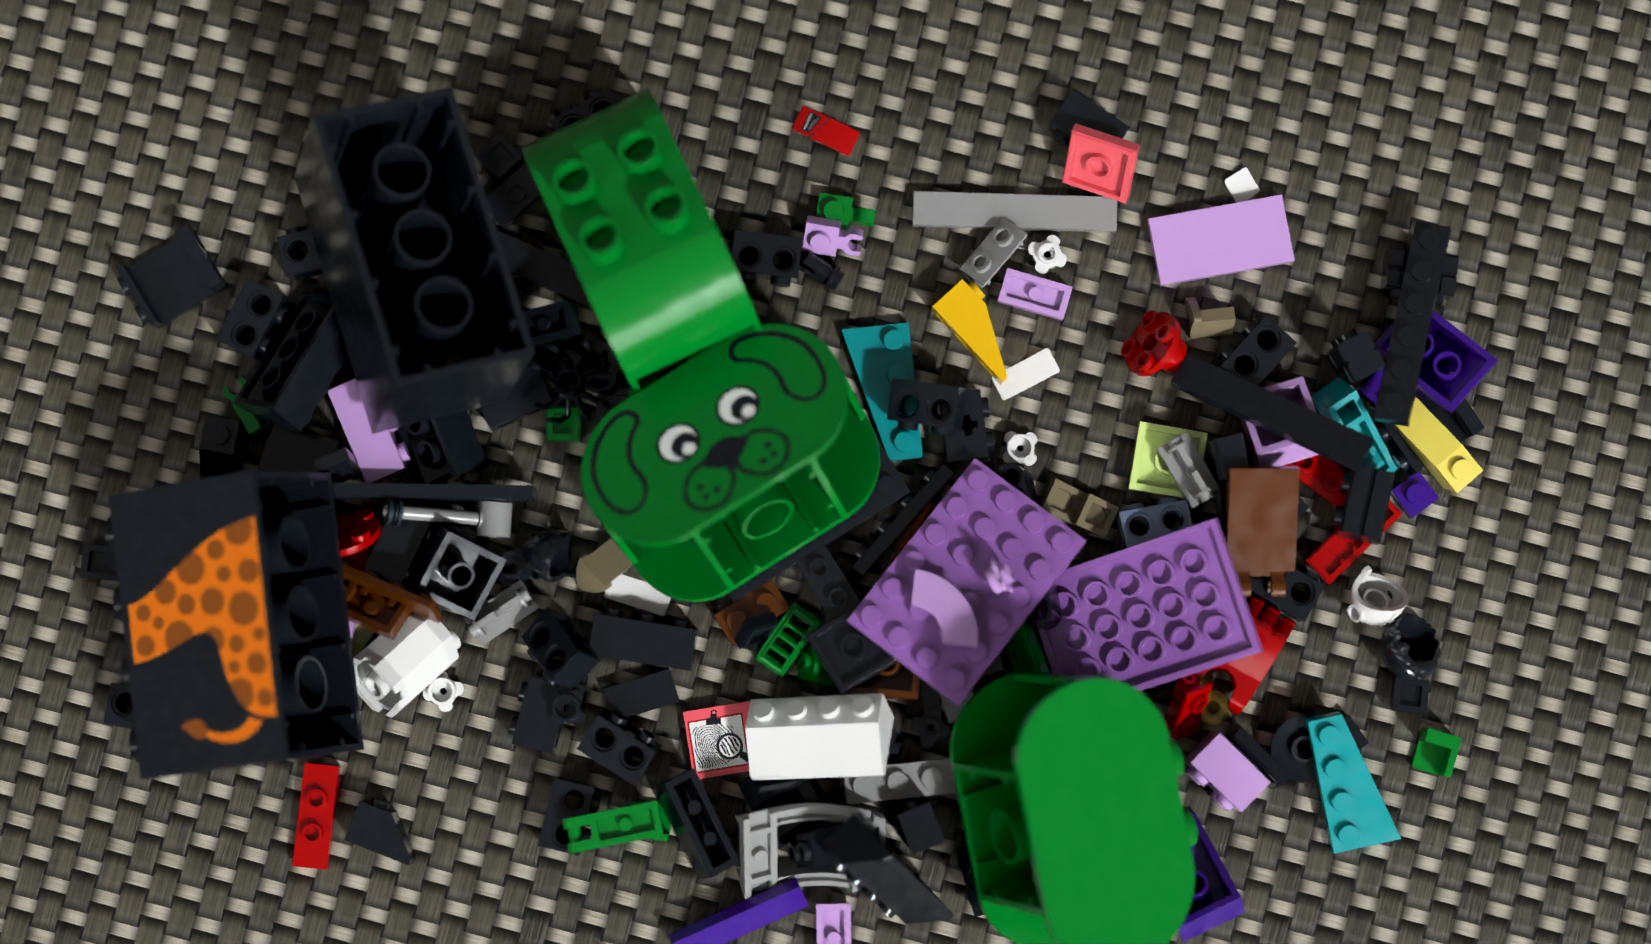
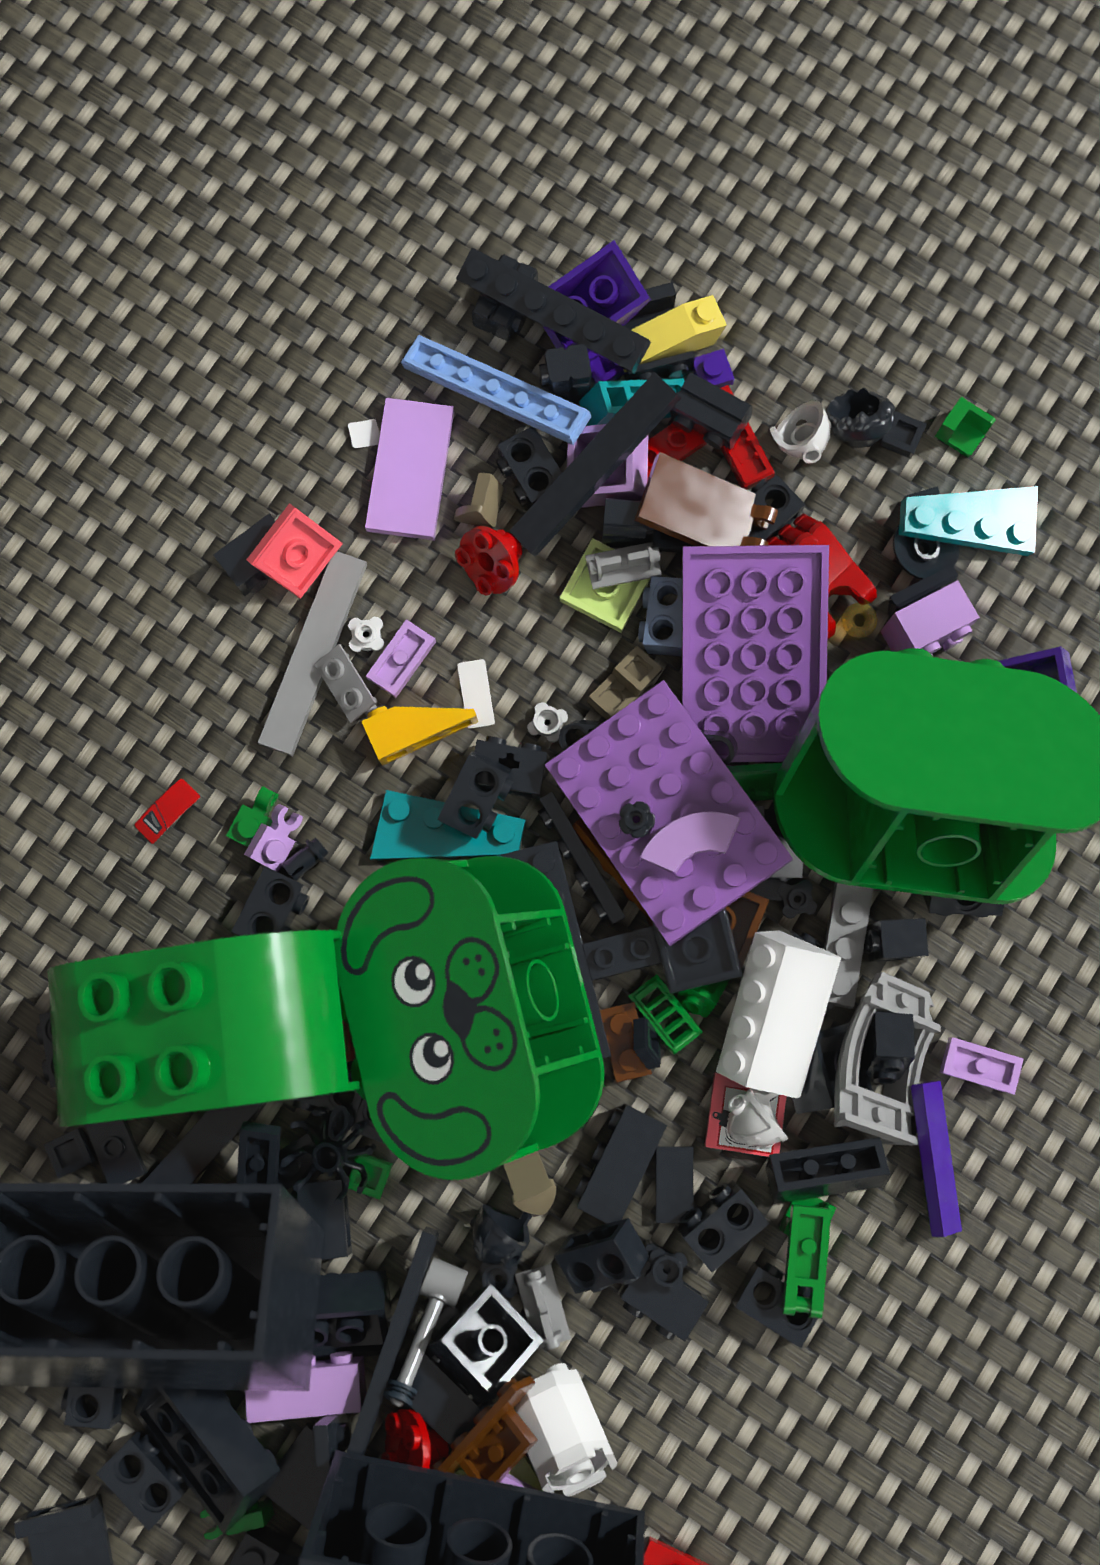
camera: 75 degrees left, 5 degrees down
(380, 831) = (734, 1516): black slope -> none
(445, 701) = (616, 1399): white plate -> none
(637, 594) = (569, 1155): white sticker -> none
(720, 746) = (754, 1120): none -> white helmet
(883, 874) = (939, 992): black slope -> none
(948, 564) = (646, 822): none -> black plate
(1000, 577) = (676, 773): lavender plate -> none
(1186, 707) = (850, 637): red hinge -> none
(1321, 295) = (496, 389): none -> light blue tile

